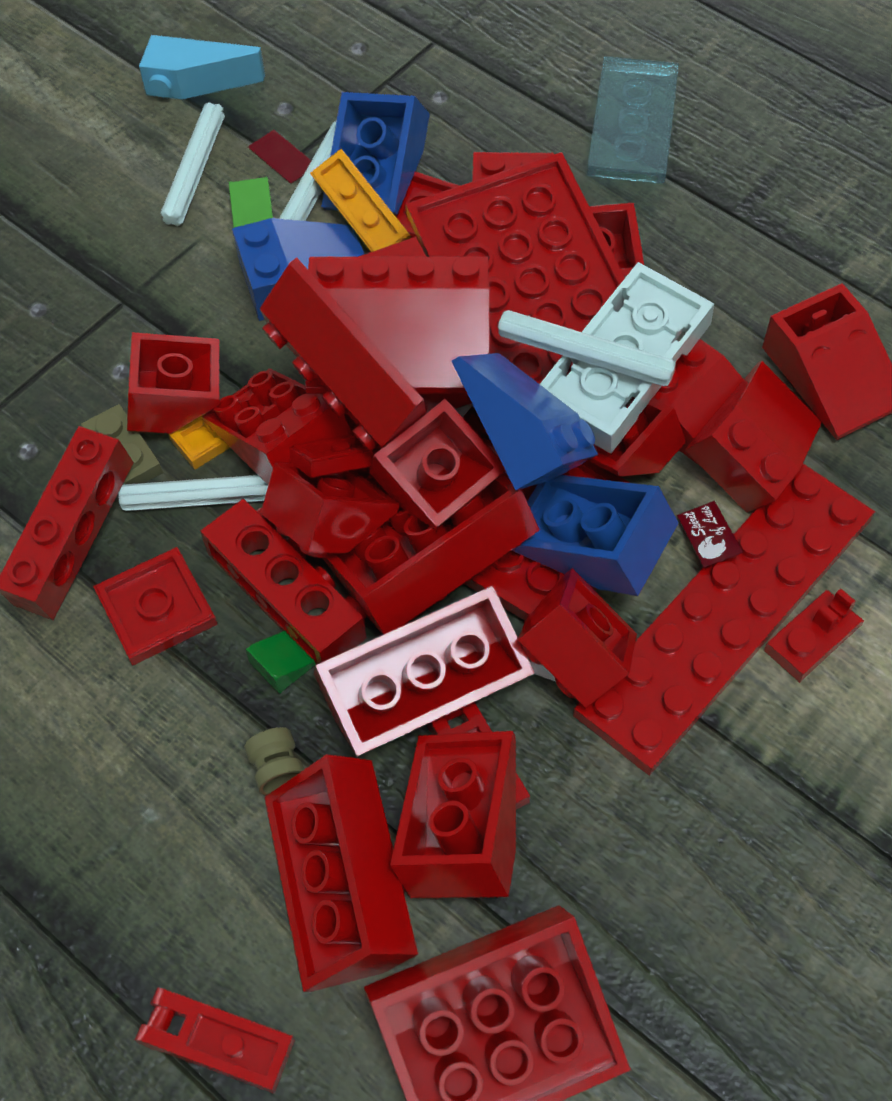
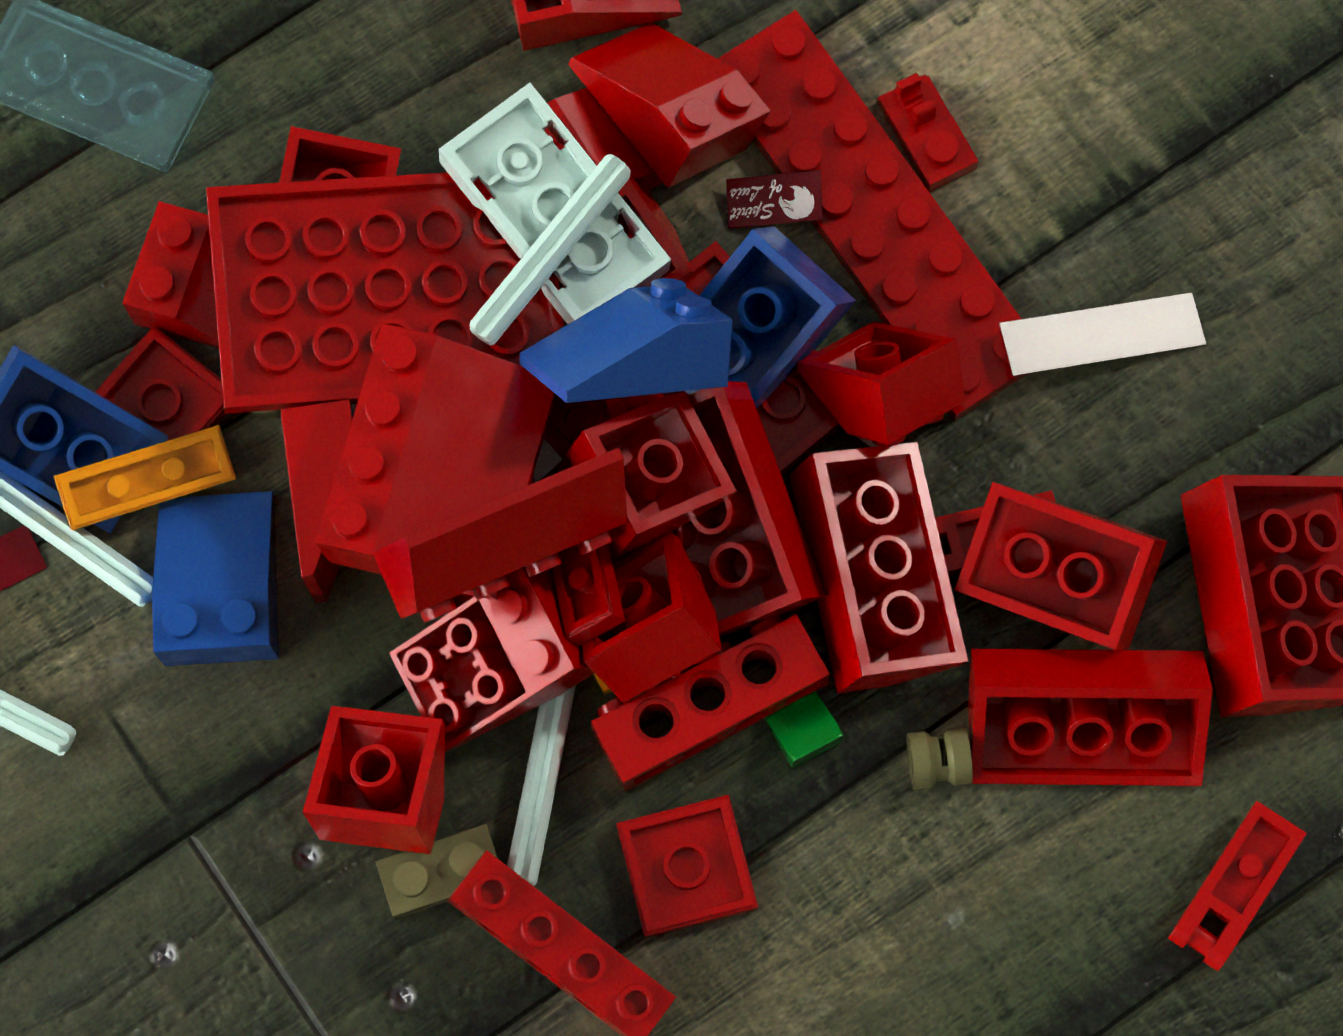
camera: 75 degrees left, 15 degrees up
(198, 442) = (465, 773): light orange tile -> none
(250, 201) = (93, 629): bright green tile -> none
(688, 811) = (1102, 333): none -> white sticker

